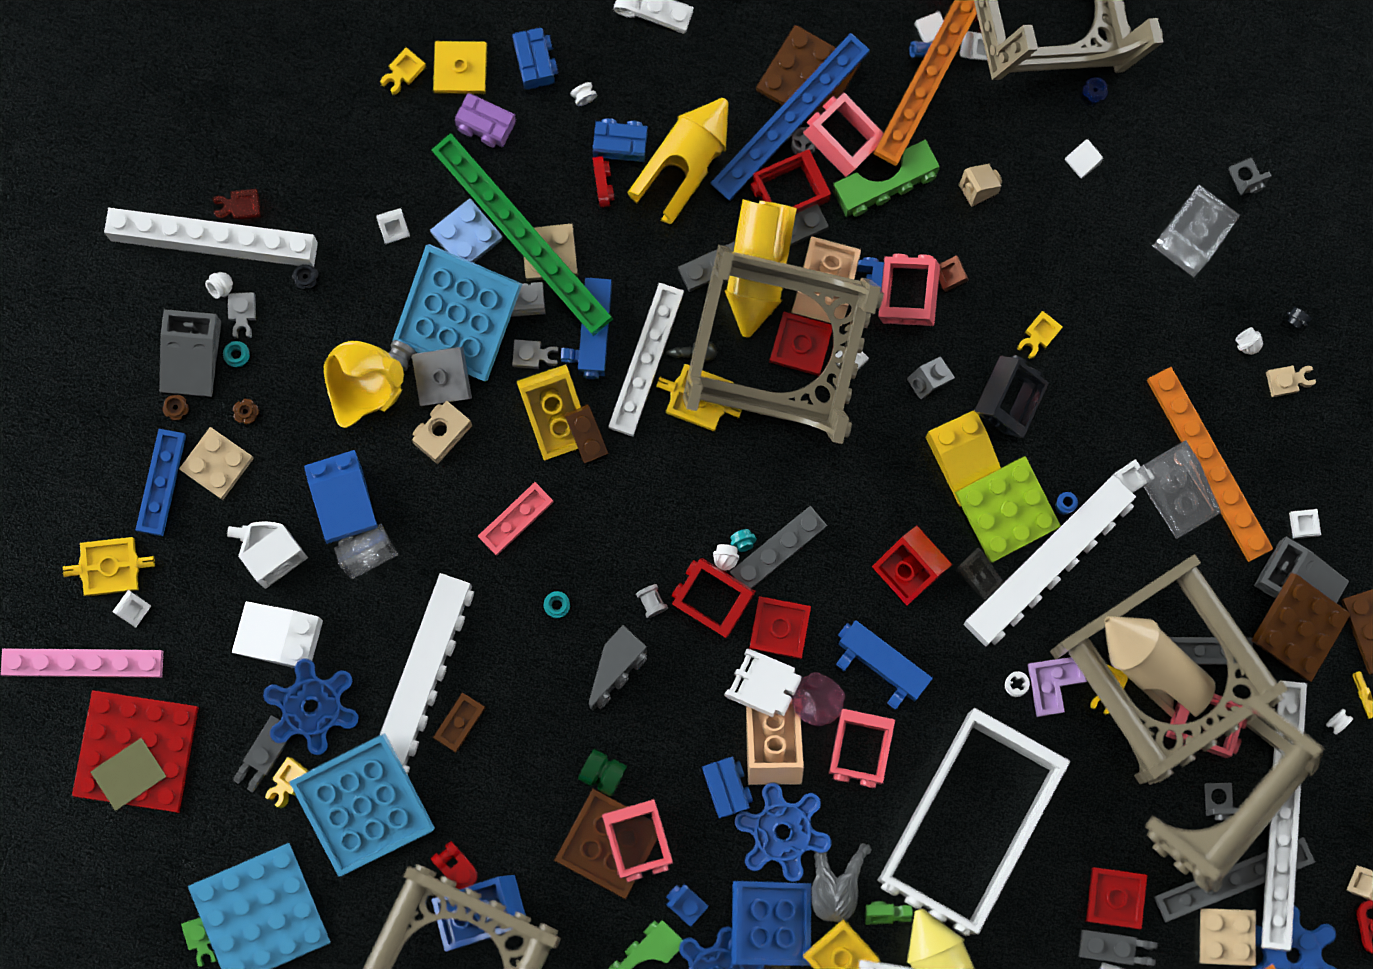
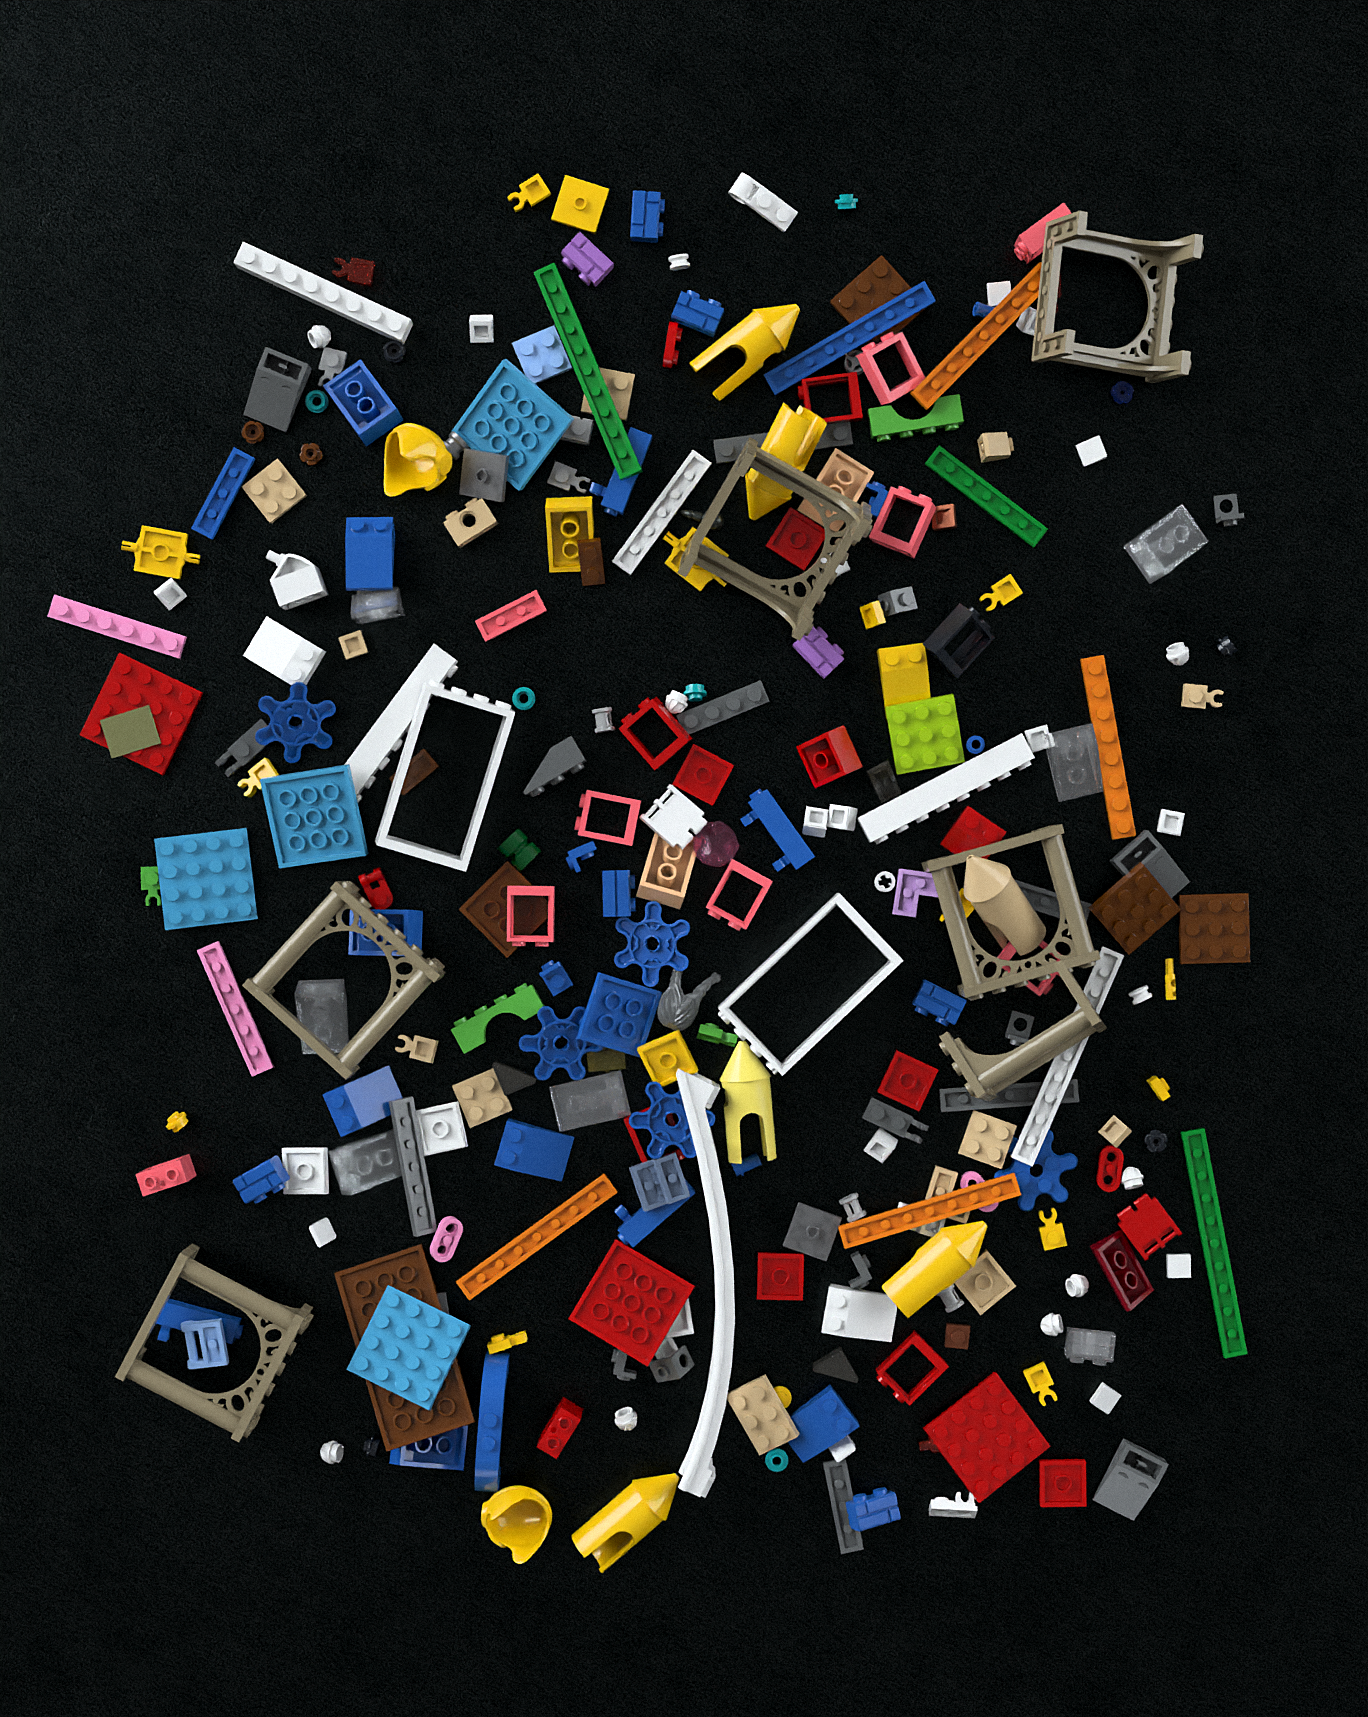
camera: 20 degrees right, 10 degrees up
(288, 339) = (363, 402): none -> blue slope
(351, 603) = (353, 644): none -> tan plate
(507, 619) = (458, 862): none -> white door
(675, 753) = (584, 852): none -> blue bracket
(717, 699) = (631, 823): none -> coral window
(864, 456) = (819, 652): none -> medium lavender brick
(909, 398) = (872, 614): none -> yellow plate
(919, 642) = (815, 821): none -> white slope
(947, 628) = (842, 817): none -> white slope
(988, 239) = (986, 496): none -> green tile
(1093, 598) = (970, 832): none -> red slope
(1122, 799) = (938, 1002): none -> blue brick

